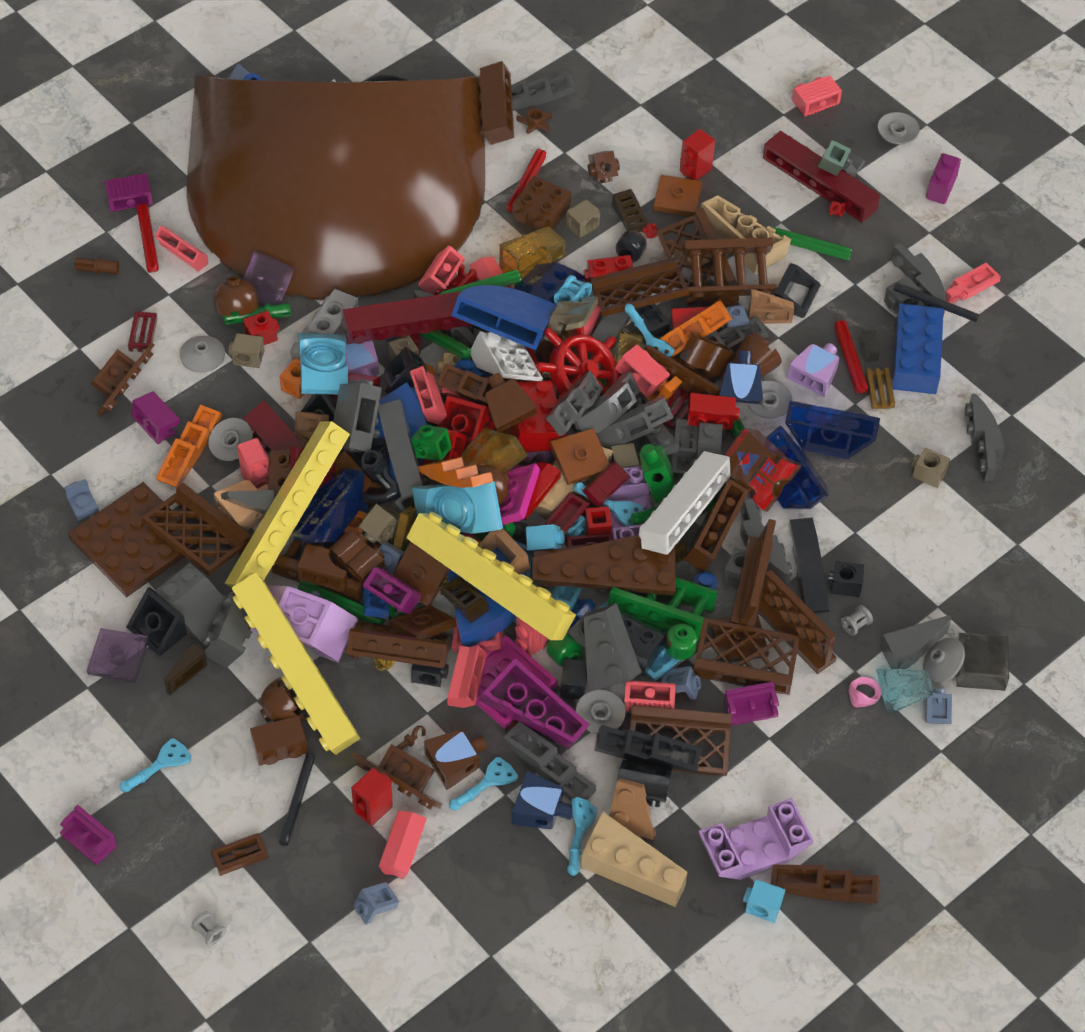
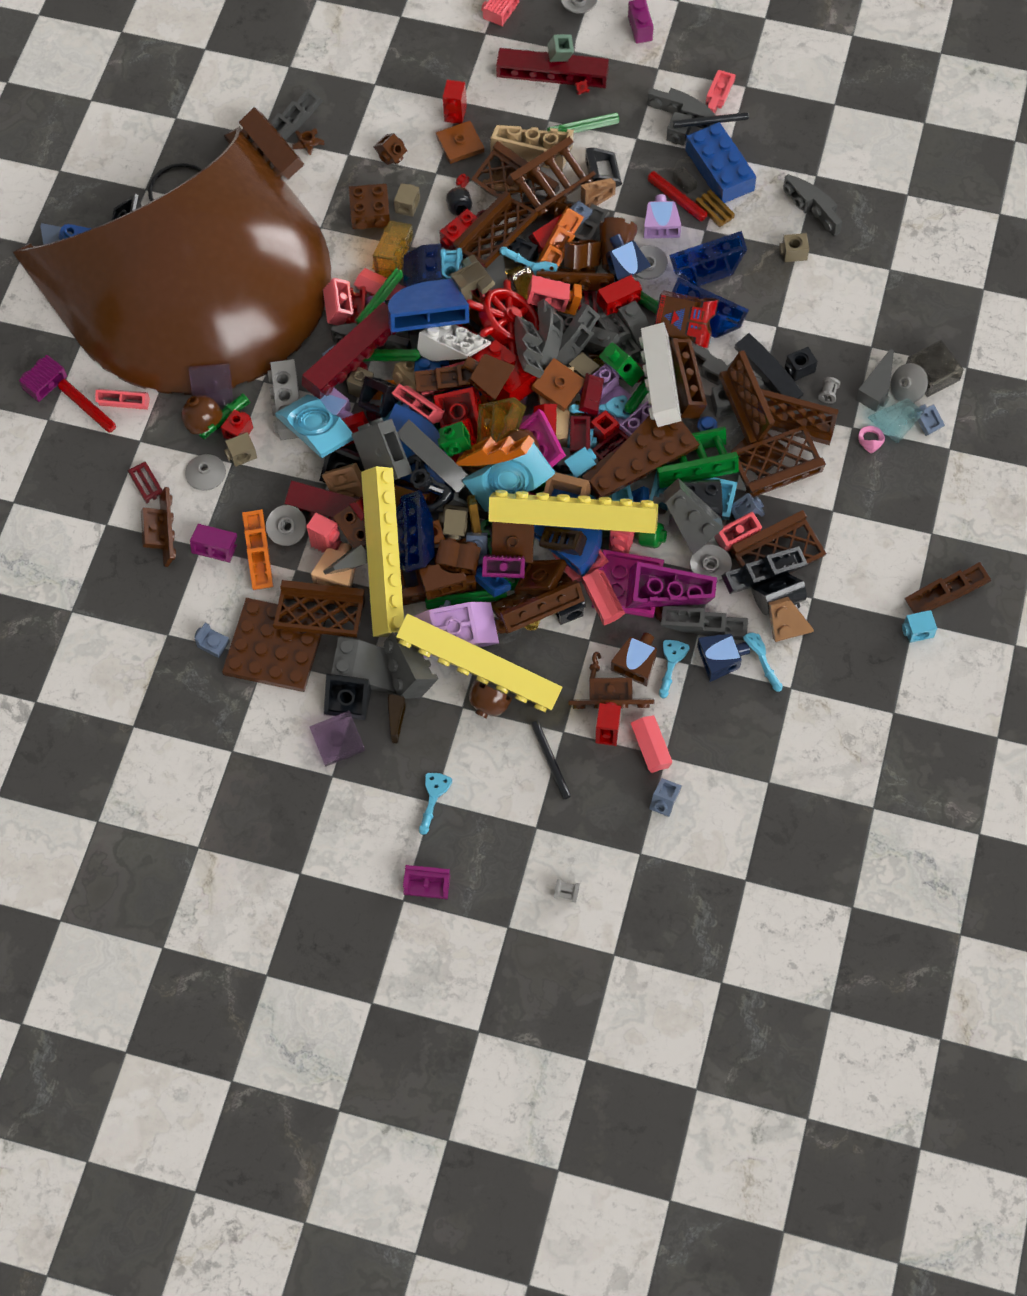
camera: 30 degrees left, 10 degrees up
(96, 265) = (66, 451): reddish brown axle -> none
(240, 858) = (533, 840): reddish brown tile -> none
(278, 740) = (508, 726): reddish brown brick -> none
(290, 379) = (295, 455): orange brick -> none
(531, 170) = (340, 193): red axle -> none
(573, 679) = (674, 551): black brick -> none
(628, 199) = (424, 171): dark brown slope -> none
(632, 862) = (815, 656): tan wedge -> none
(681, 641) = (732, 478): green head -> none
(751, 703) = (805, 493): magenta hinge -> none
(758, 843) = (886, 587): lavender slope -> none

